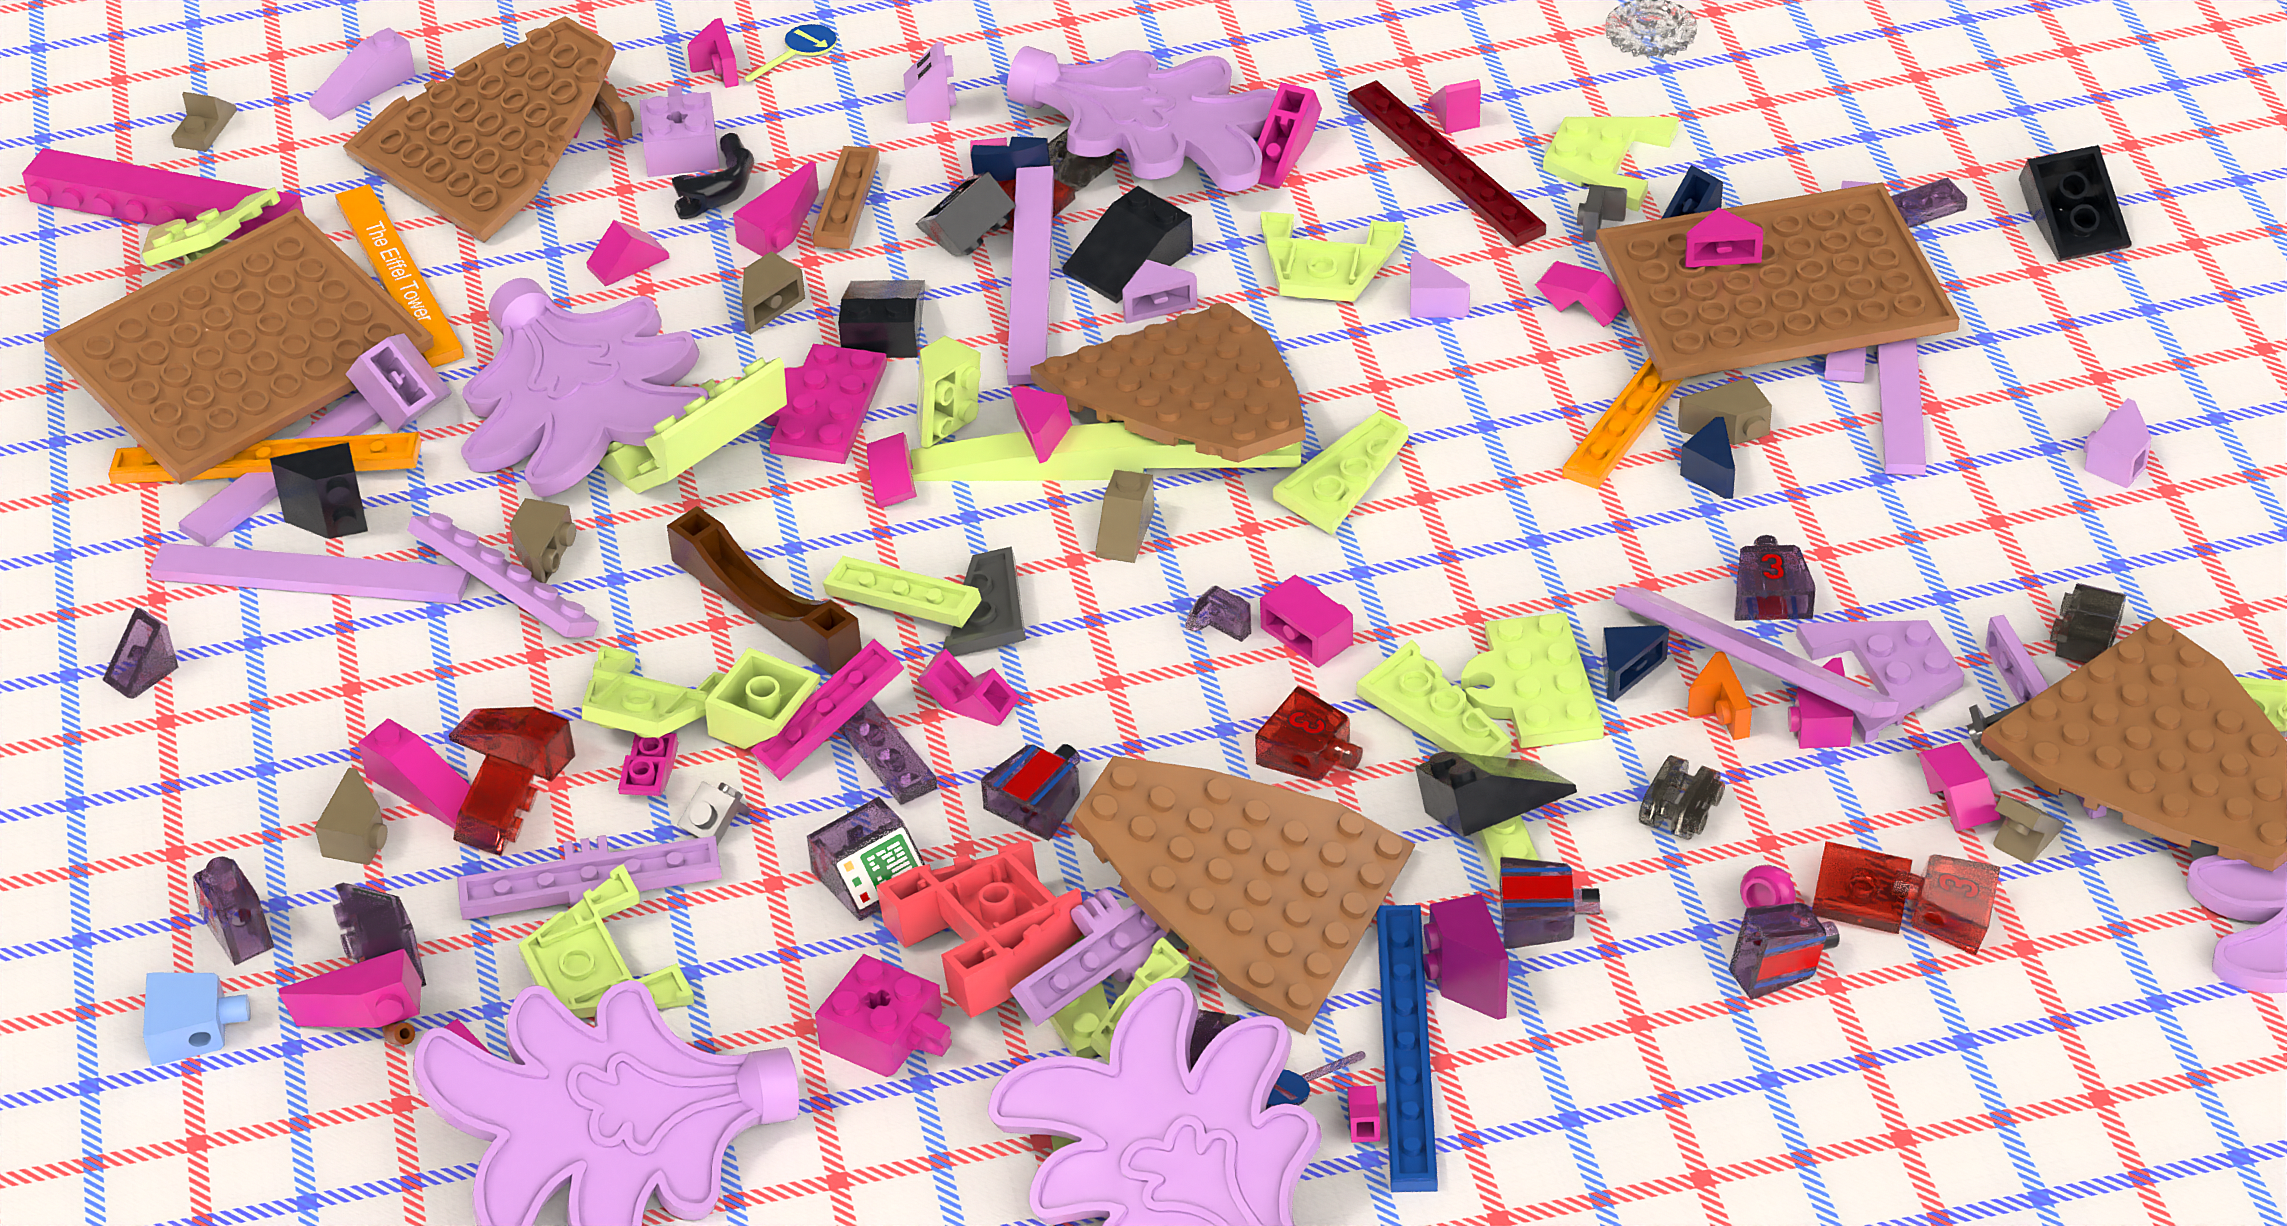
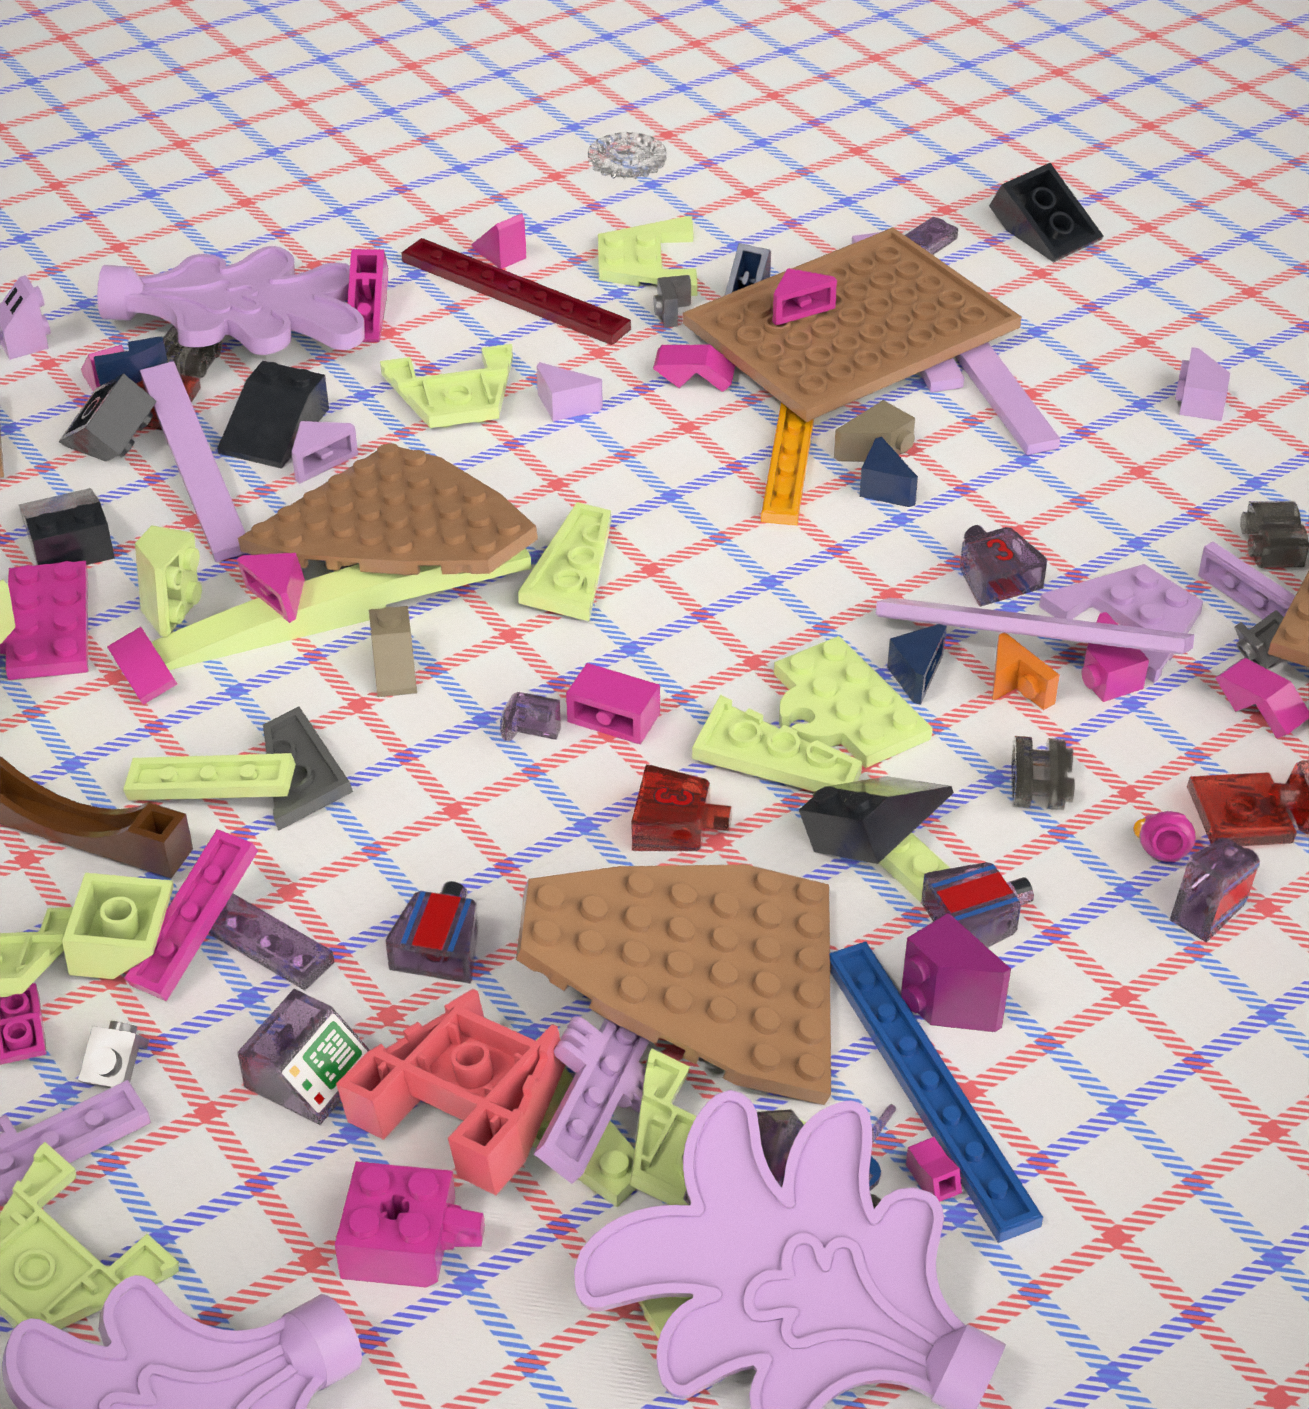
camera: 25 degrees left, 0 degrees up
(980, 698) = (333, 859): dark pink slope -> none

